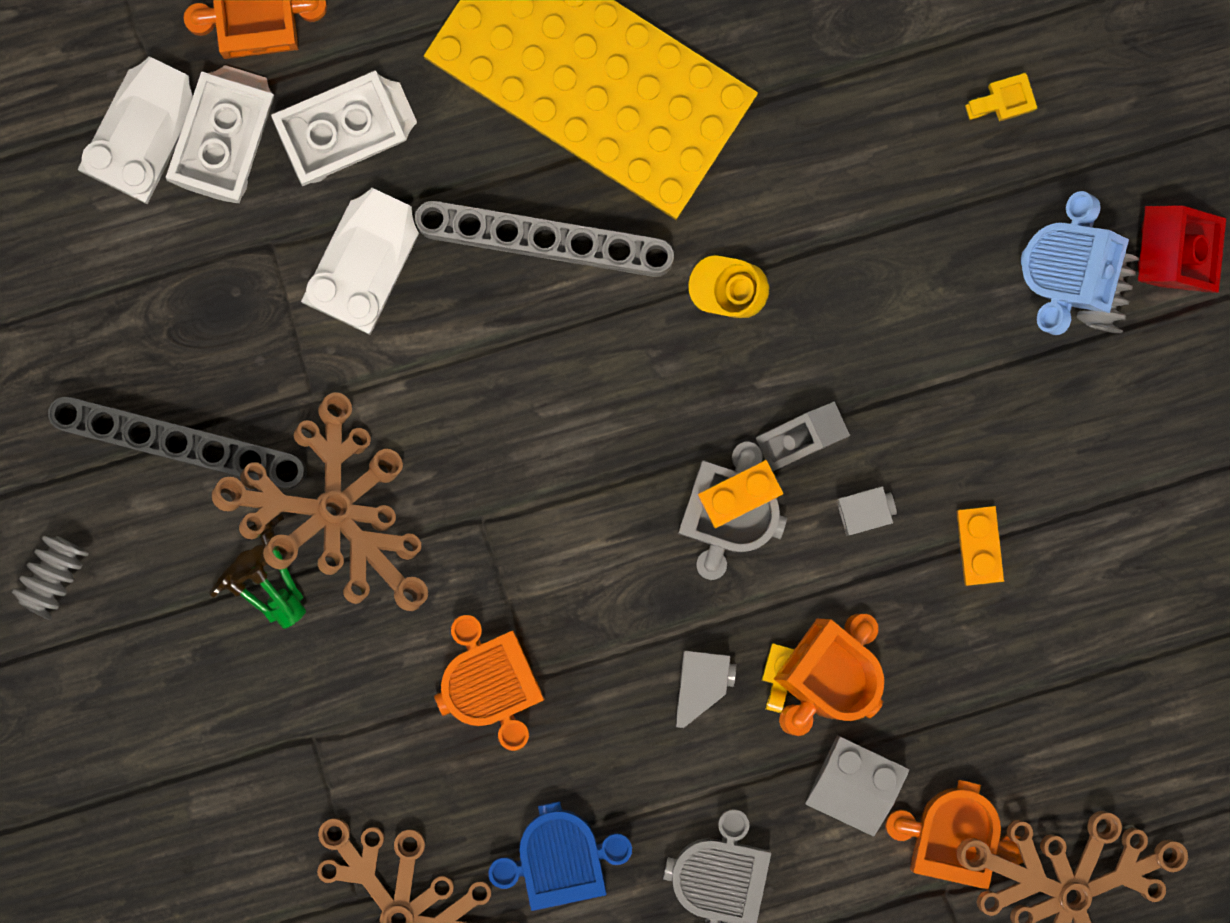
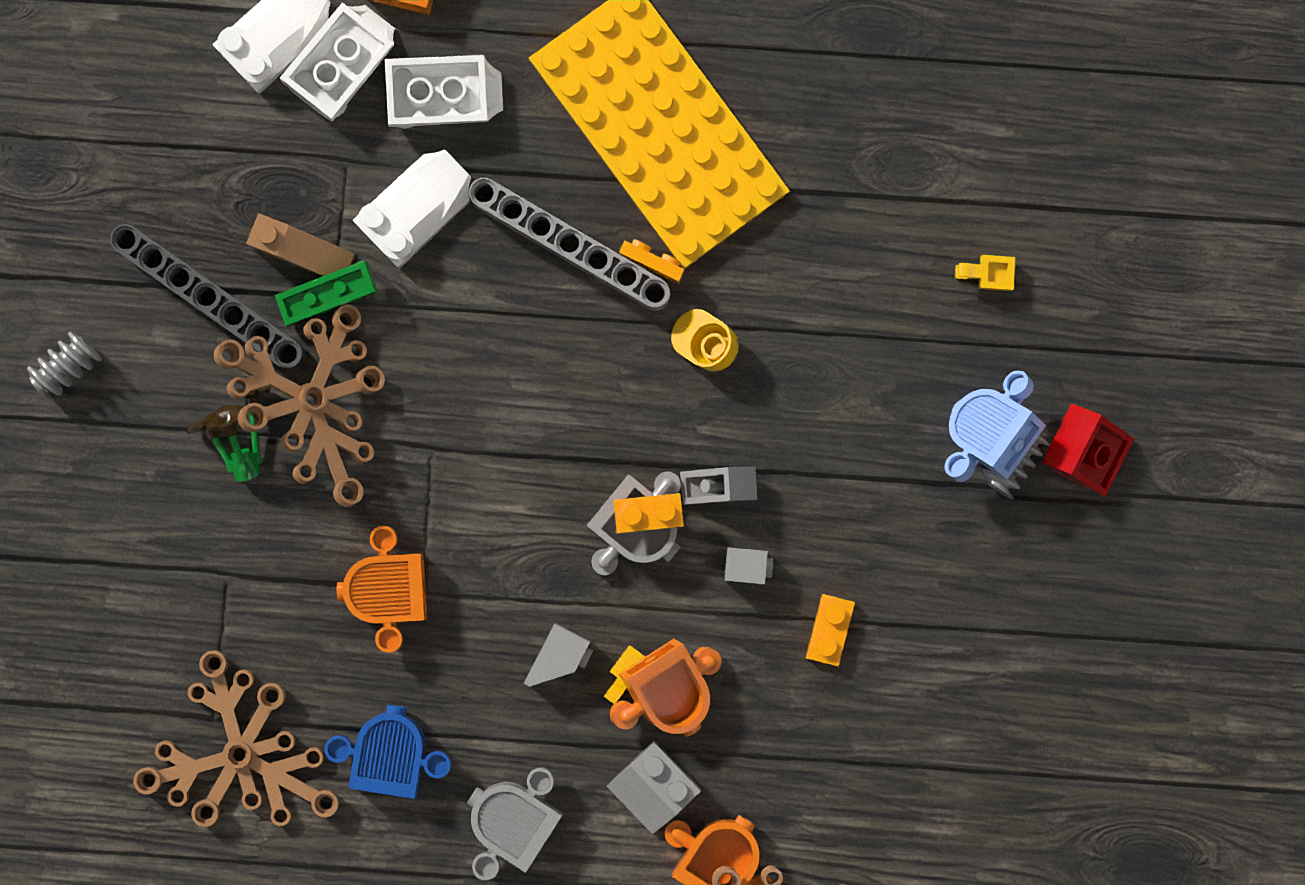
camera: 25 degrees right, 0 degrees up
(256, 353) = (297, 247): none -> medium nougat slope
(303, 390) = (326, 293): none -> green plate
(655, 224) = (640, 254): none -> light orange plate

